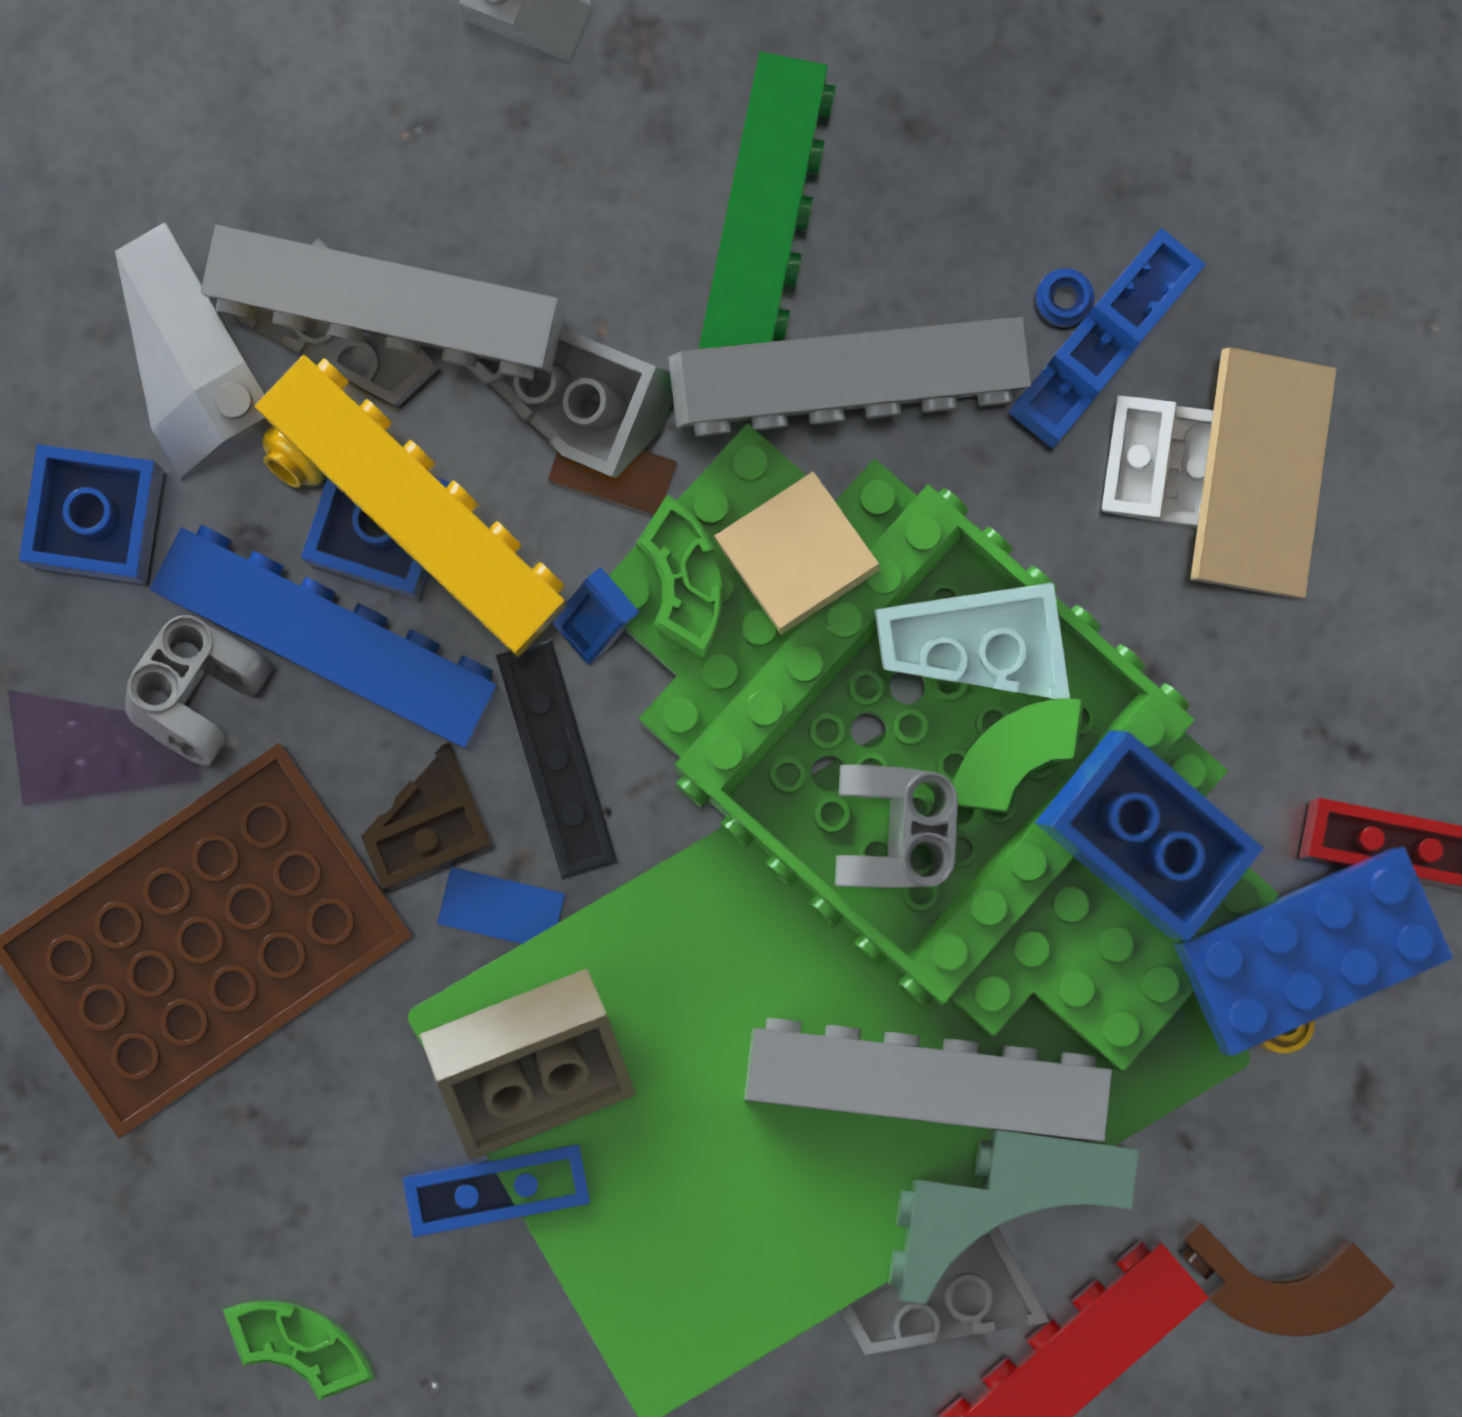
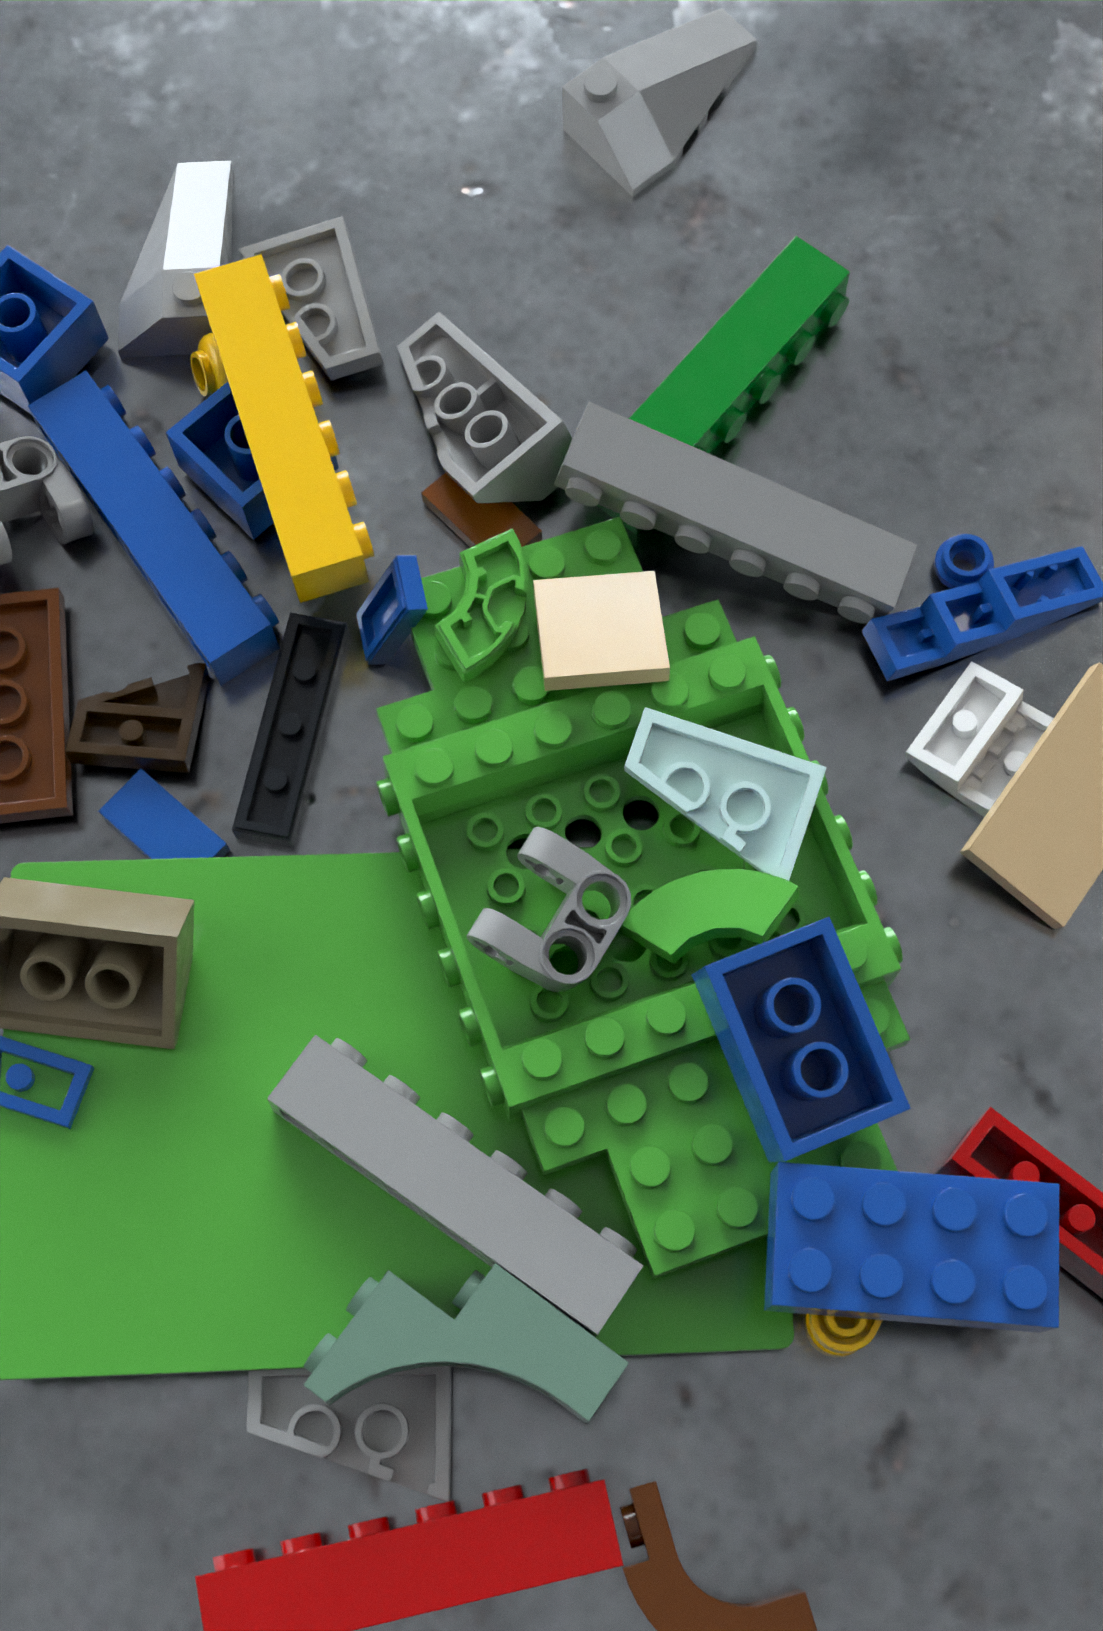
camera: 30 degrees right, 15 degrees down
(383, 300) = (365, 274): light grey brick -> none

